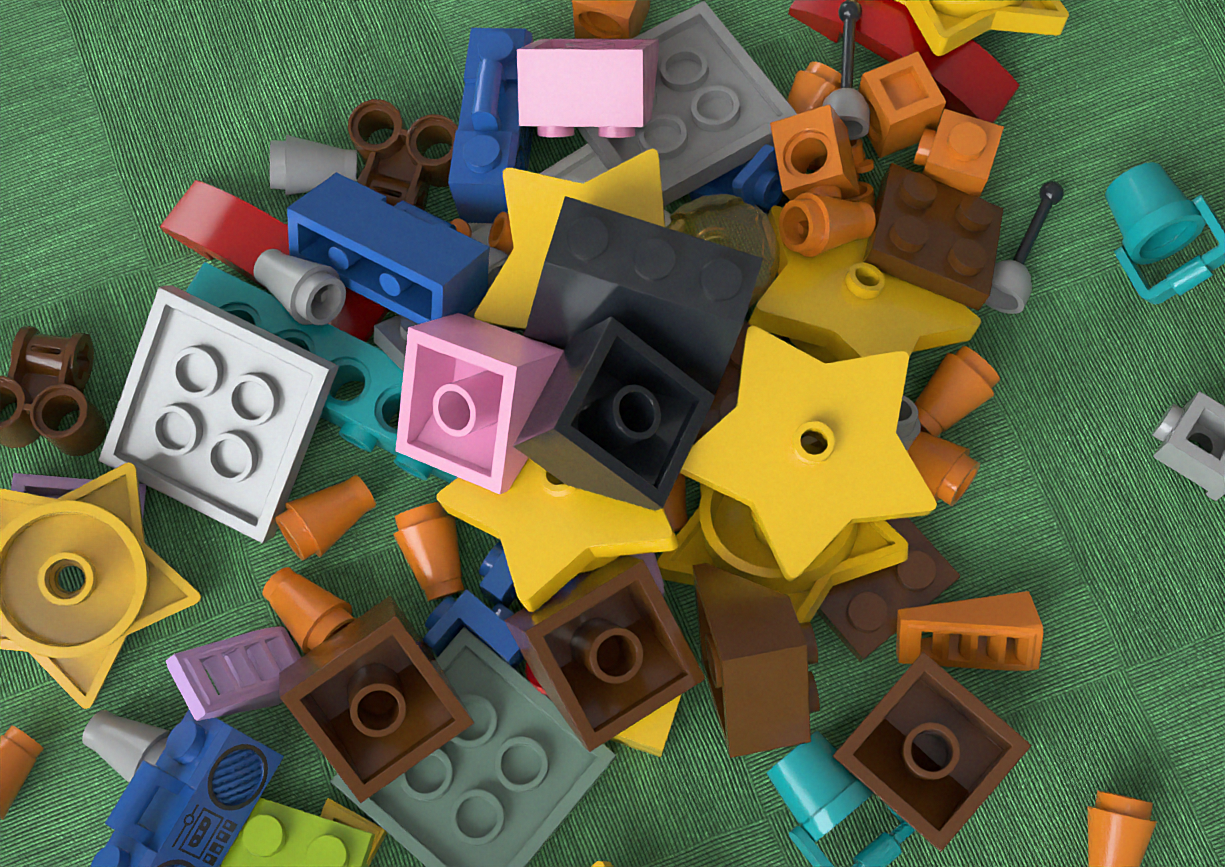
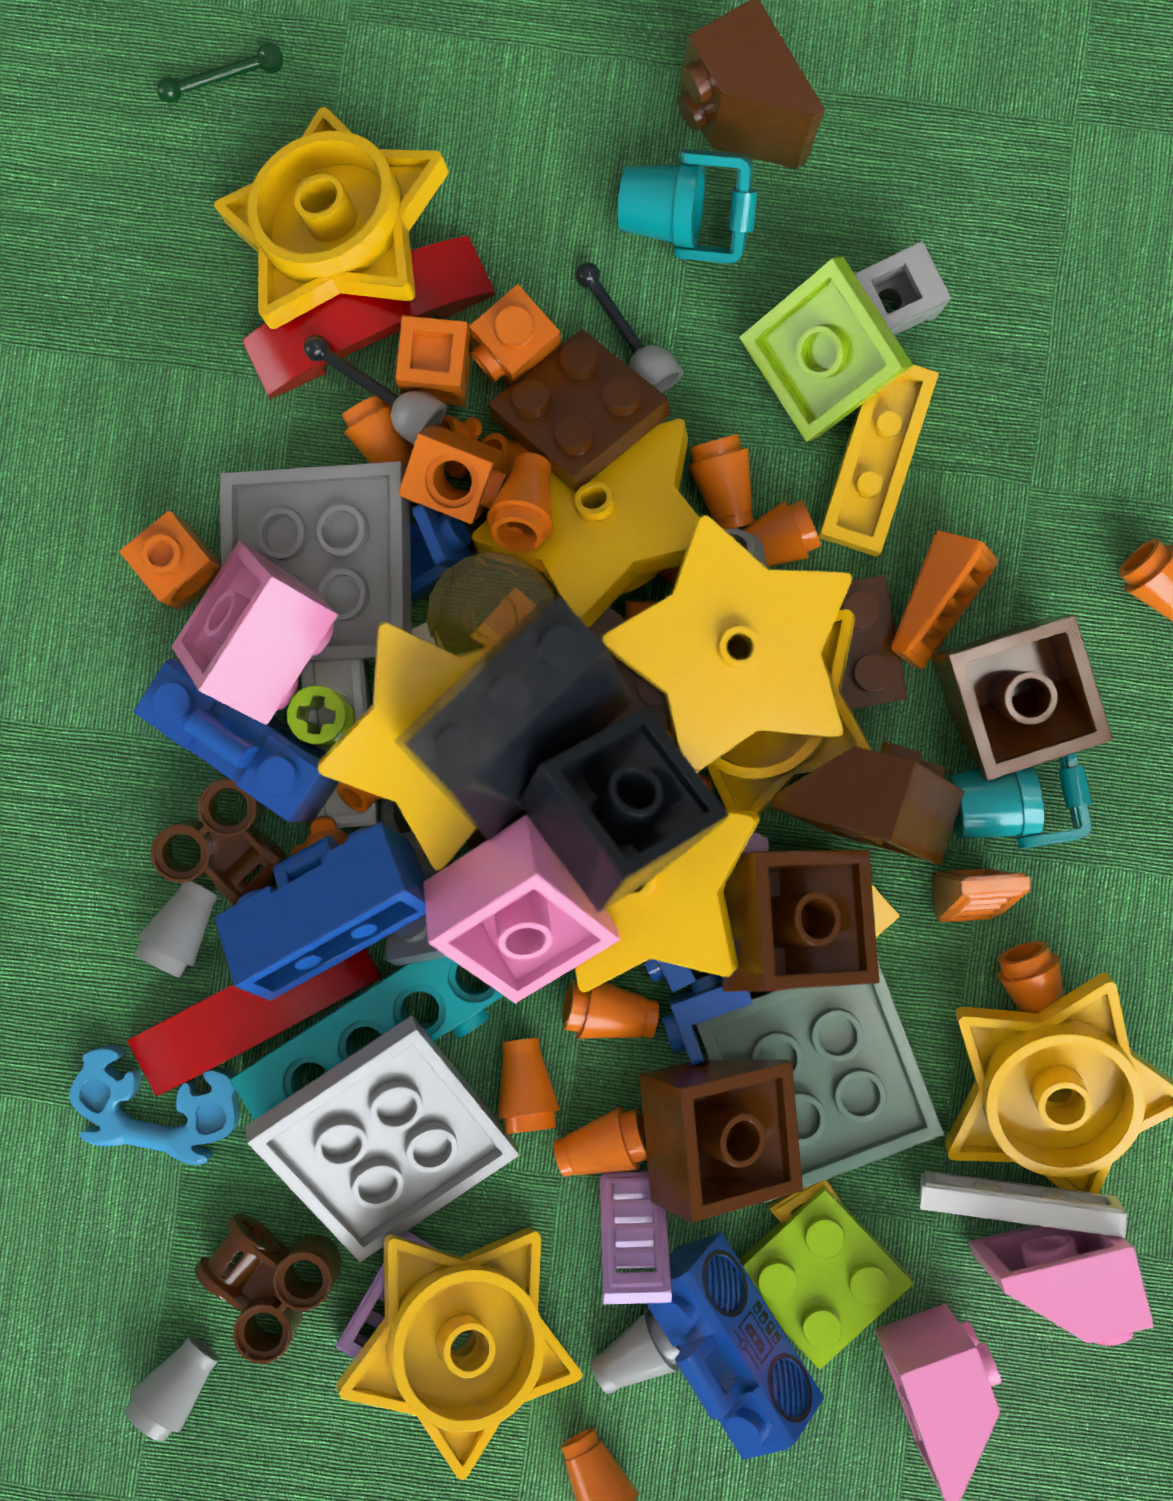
camera: 65 degrees left, 15 degrees up
(144, 182) = (101, 1089): none -> dark azure helmet
(303, 287) = (311, 1007): light grey cone -> none
(561, 158) = (312, 699): none -> lime bush
(722, 815) = (976, 893): none -> orange slope
(1061, 510) = (877, 462): none -> yellow plate
(1120, 407) = (825, 349): none -> lime plate

